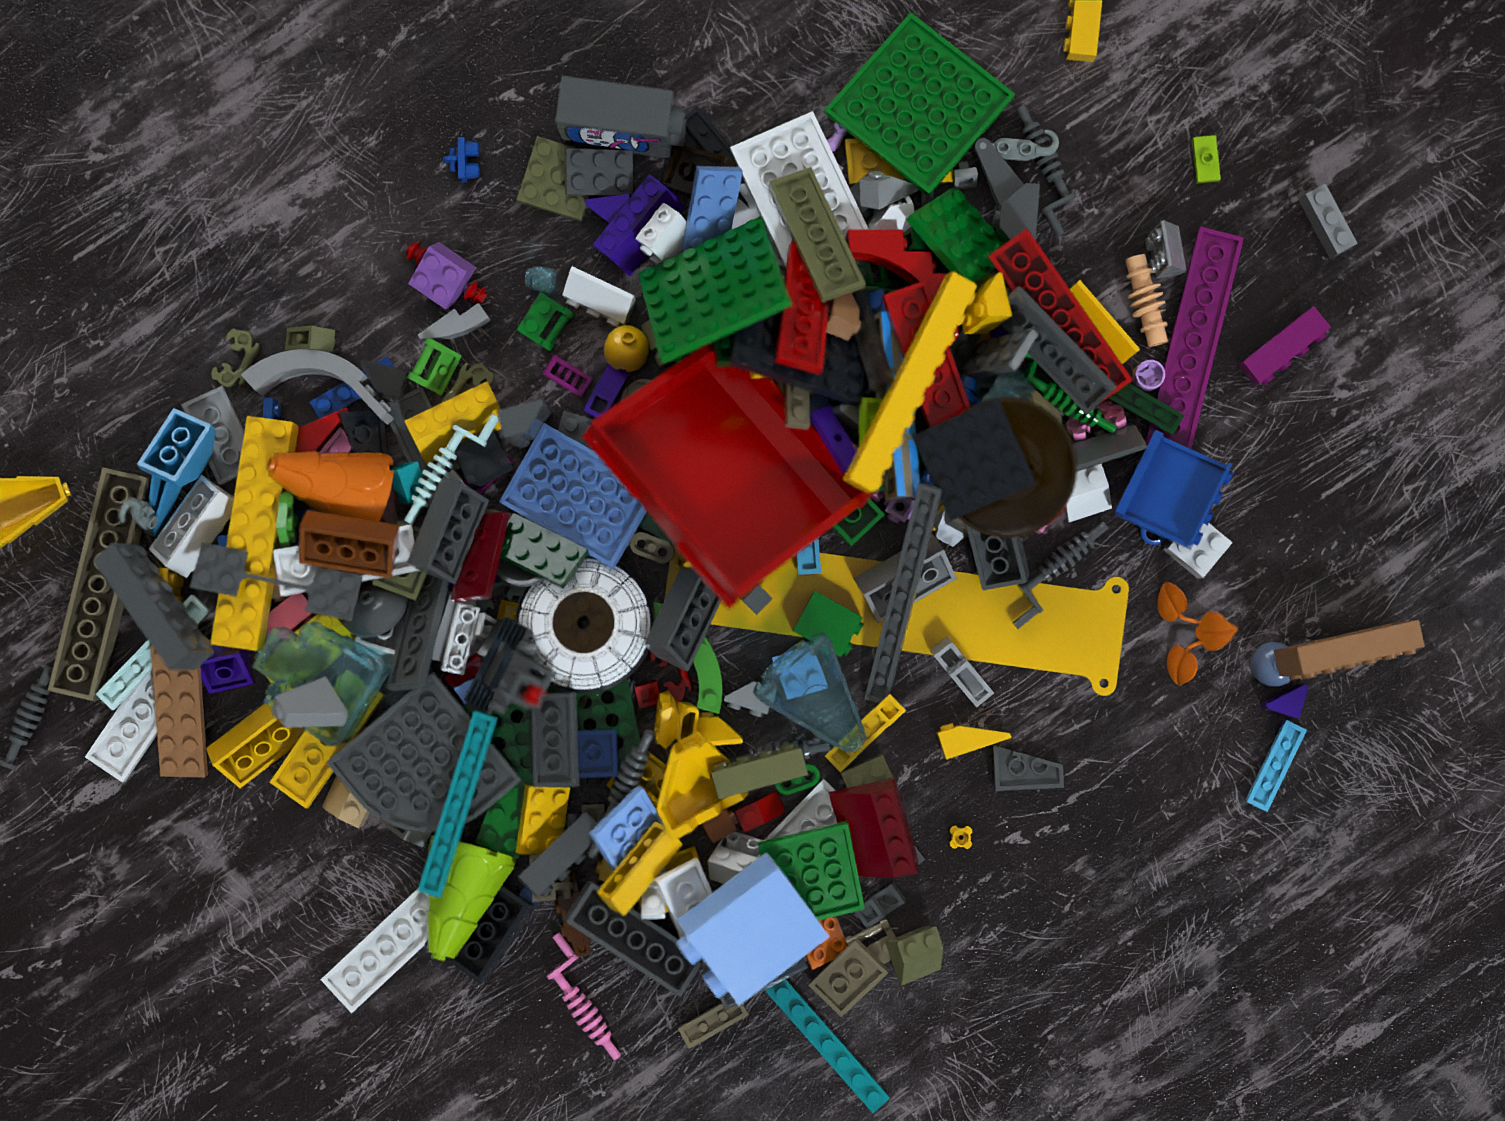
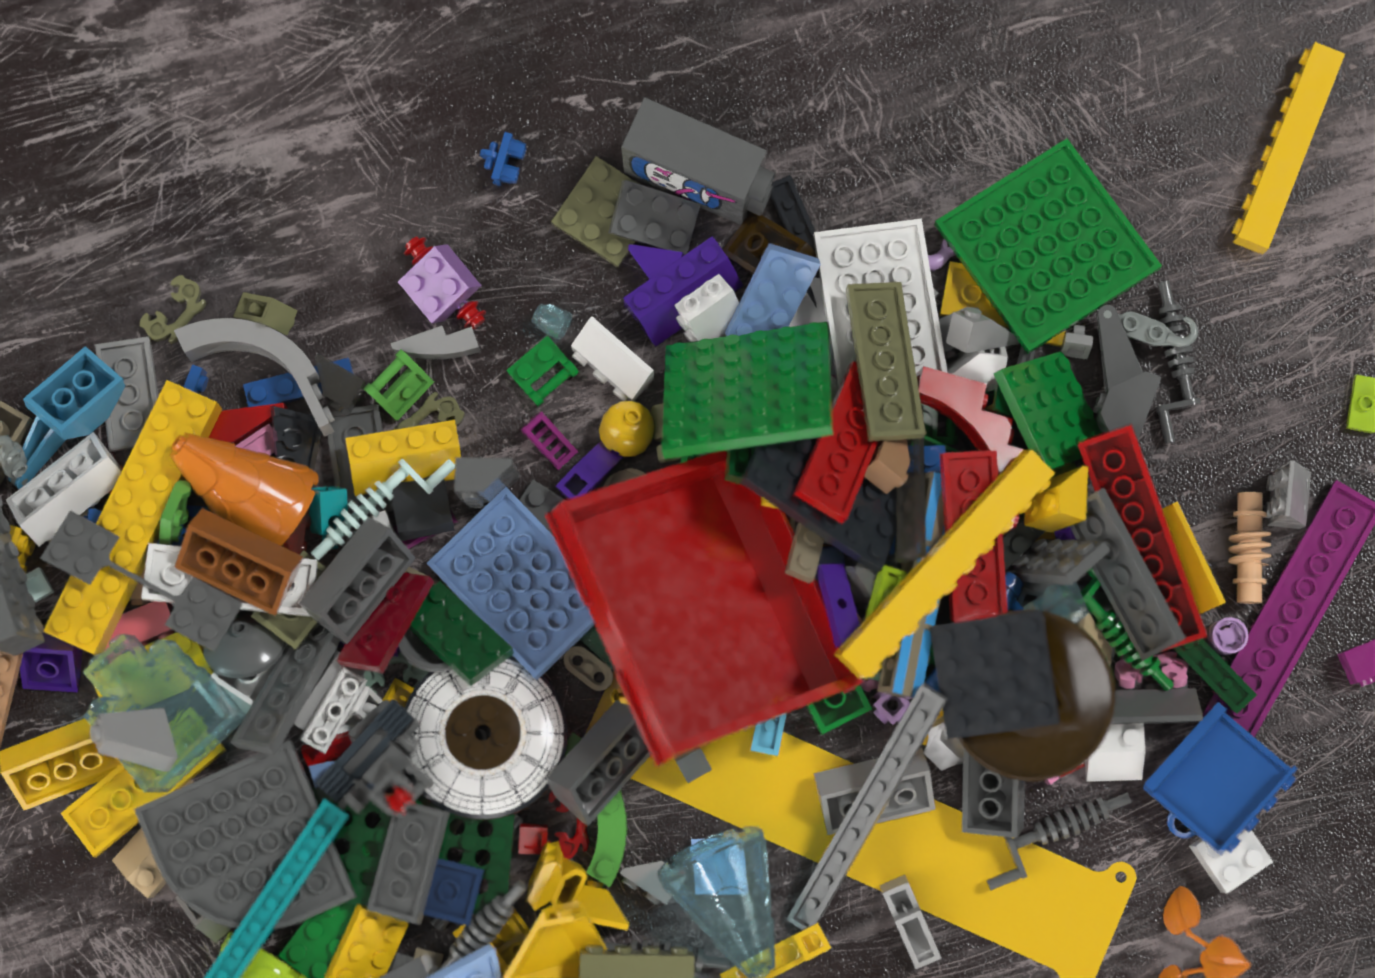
camera: 15 degrees right, 5 degrees down
(830, 618) = (773, 813): green brick -> none

